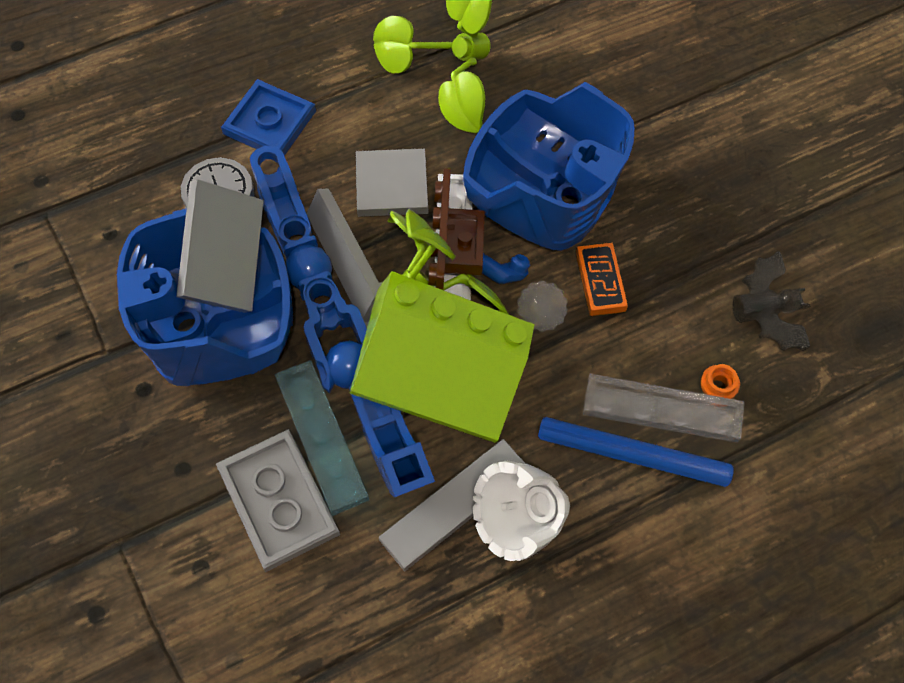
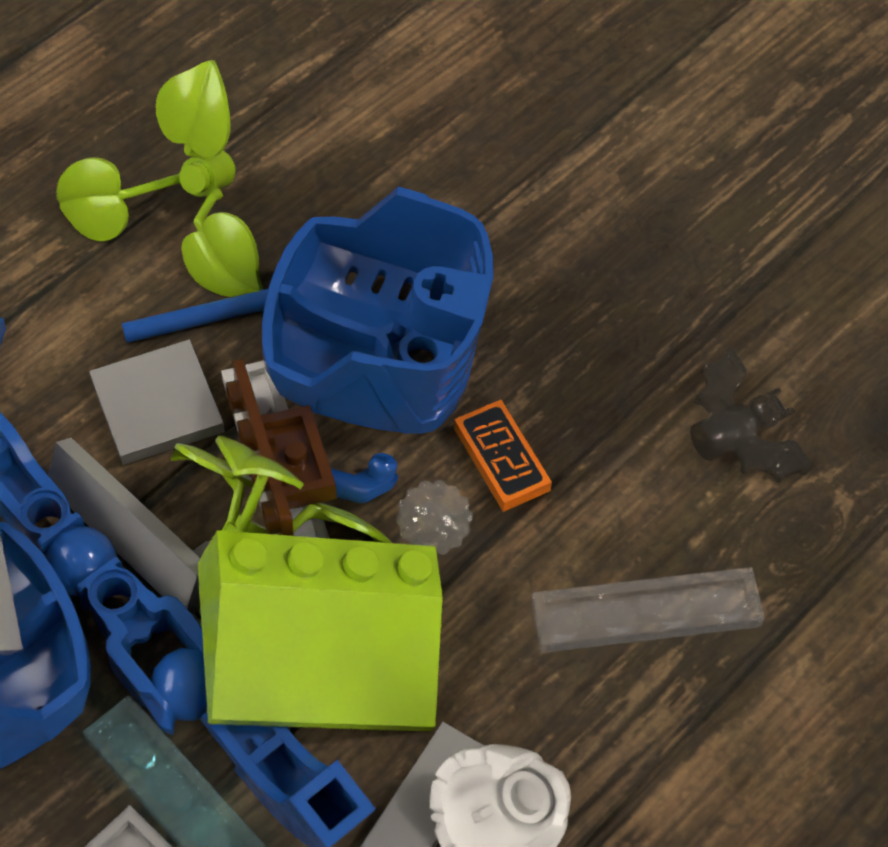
camera: 20 degrees left, 5 degrees down
(430, 135) = (194, 316): none -> blue bar
(636, 452) = (628, 682): blue axle -> none
(722, 373) = (713, 538): orange plate -> none

